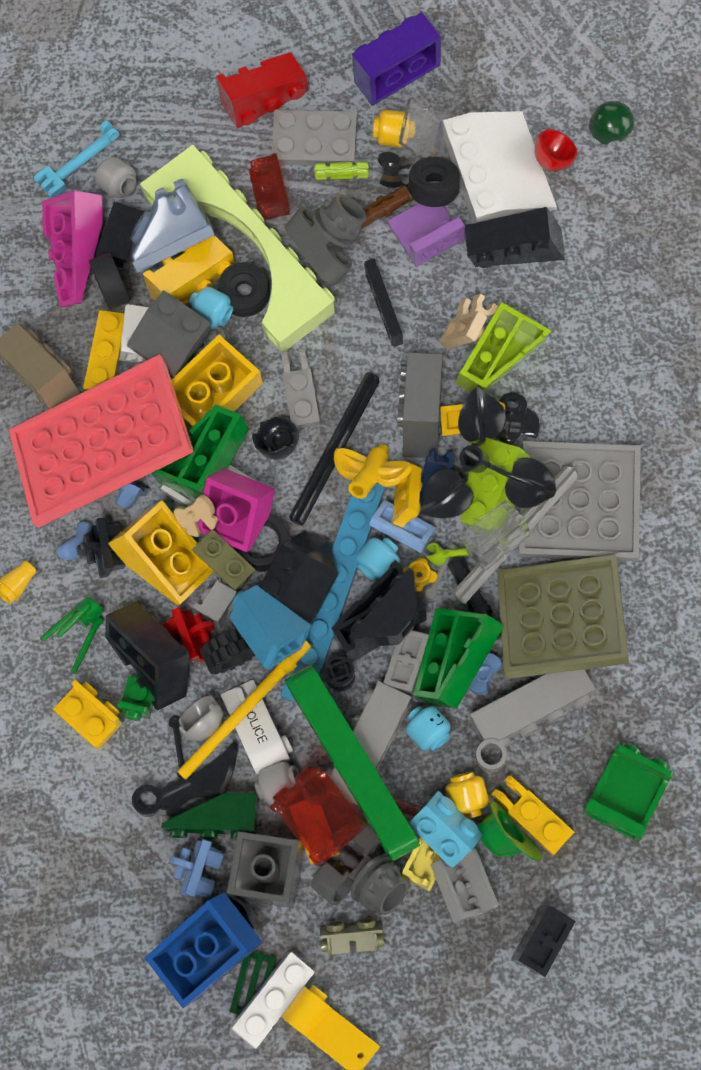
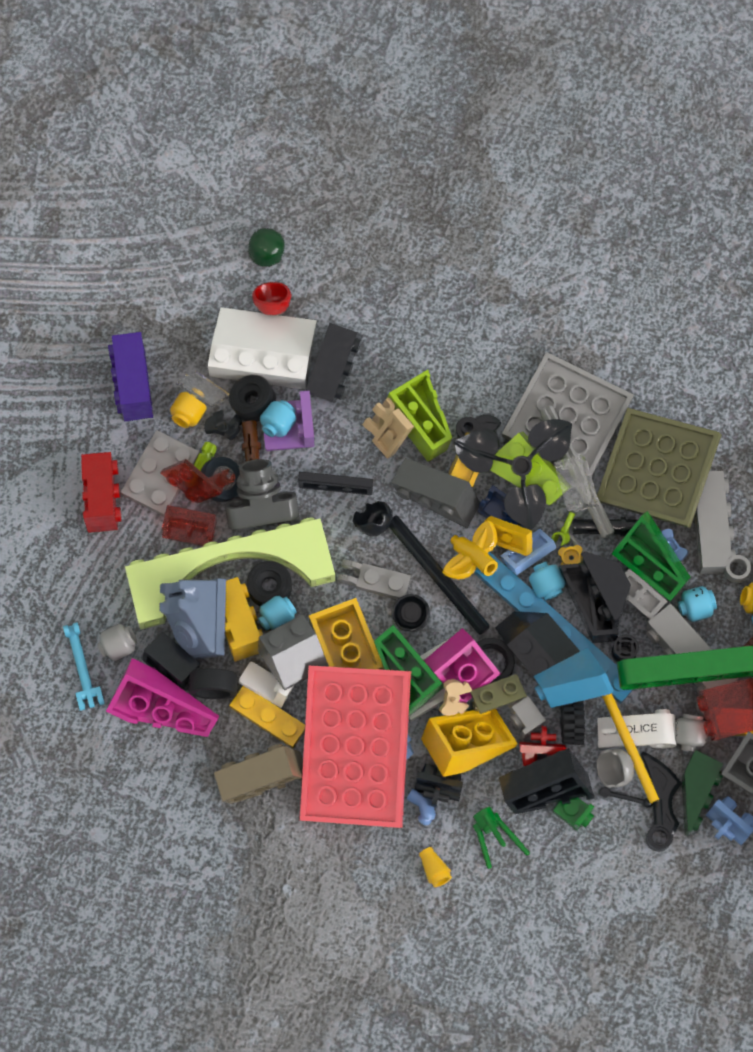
camera: 75 degrees left, 0 degrees up
(88, 715) = (569, 854): yellow bracket -> none
(325, 183) = (213, 482): none -> clear red plate
(359, 356) = (374, 519): none -> black hair
(421, 213) = (278, 418): none -> medium azure head

